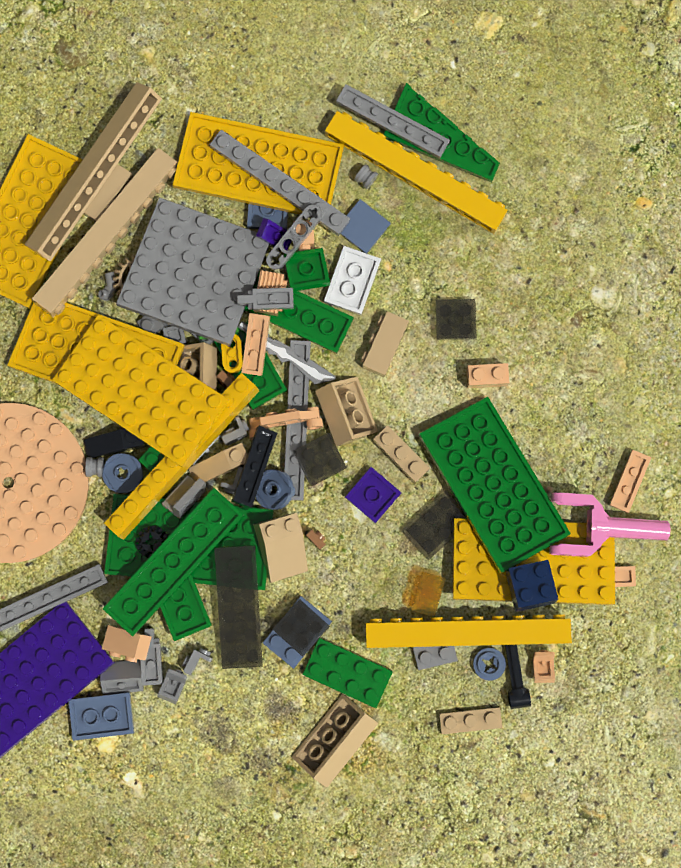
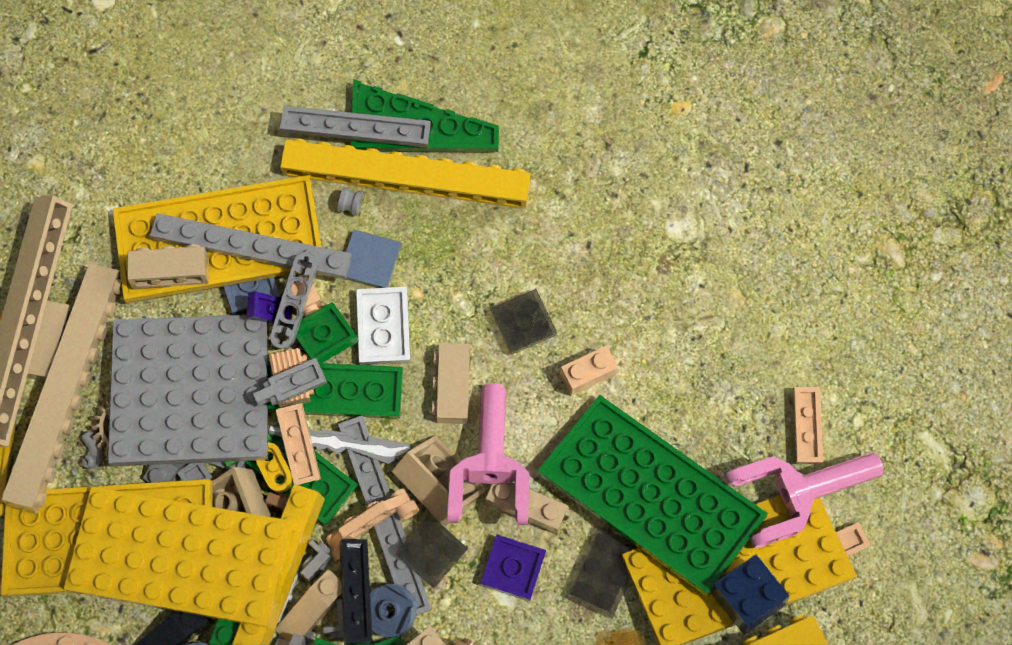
camera: 25 degrees left, 10 degrees down
(213, 174) = (168, 267): none -> tan brick
(387, 414) = (490, 463): none -> bright pink piece

